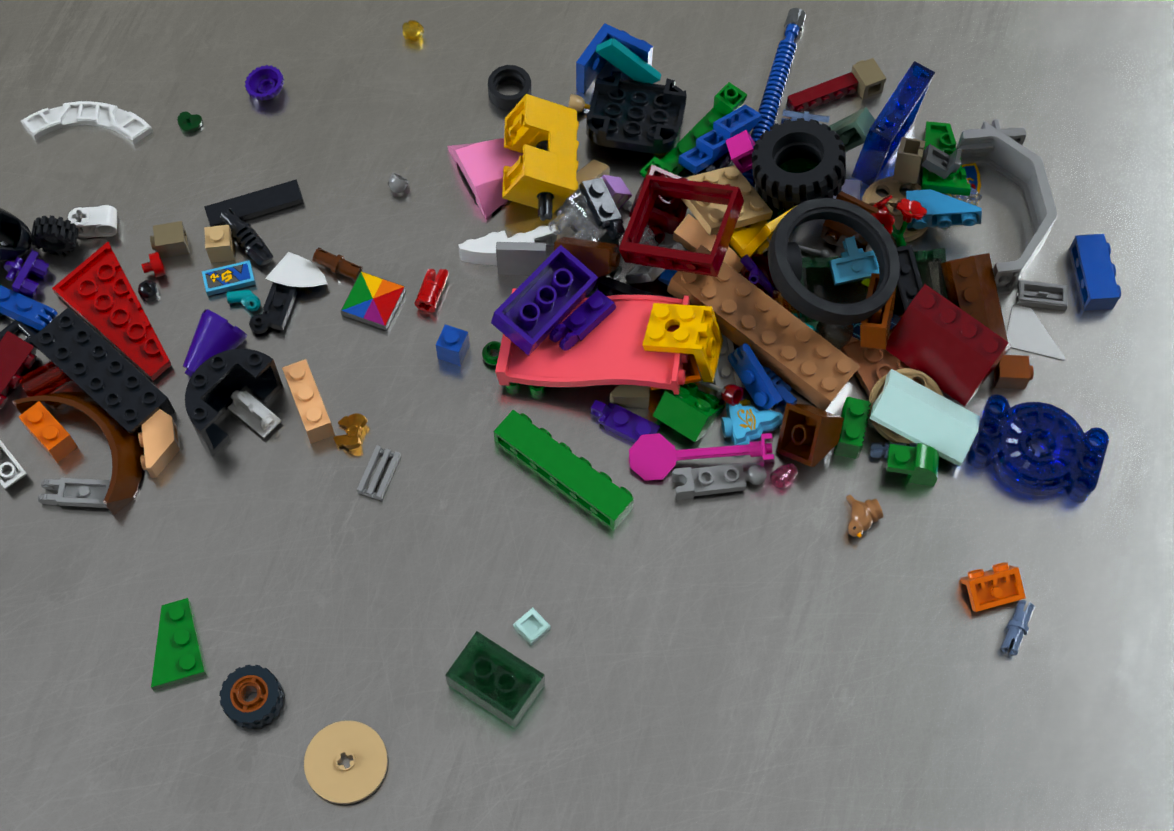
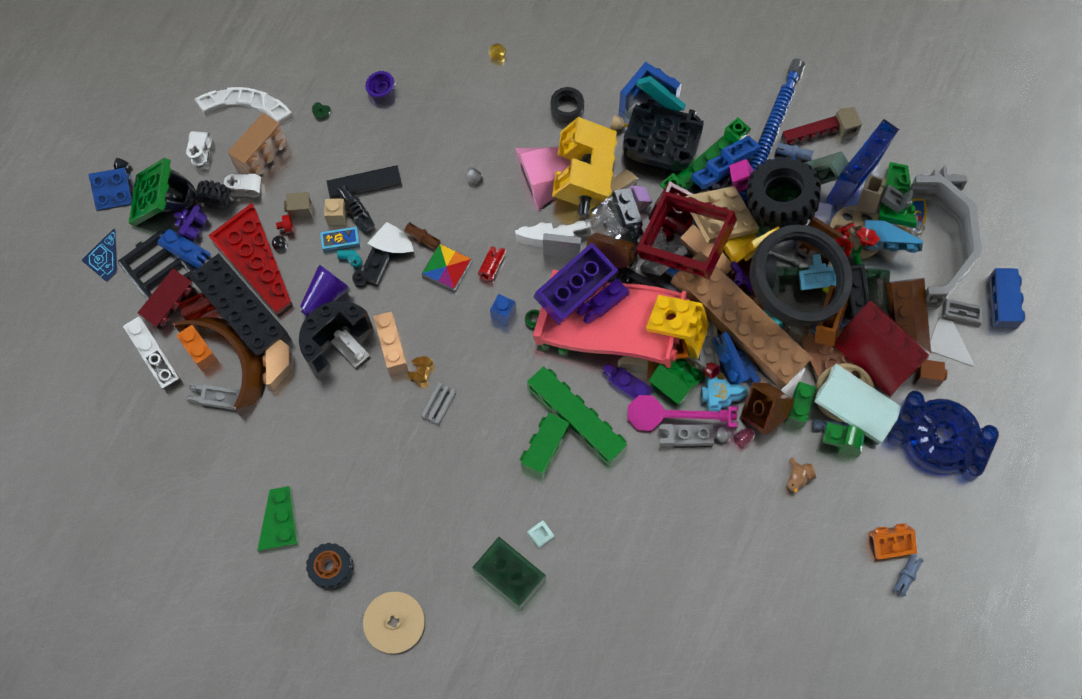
camera: 10 degrees right, 5 degrees up
(31, 180) = (198, 147): none -> white piece
(109, 169) = (257, 146): none -> medium nougat brick
(525, 510) = (544, 445): none -> green brick

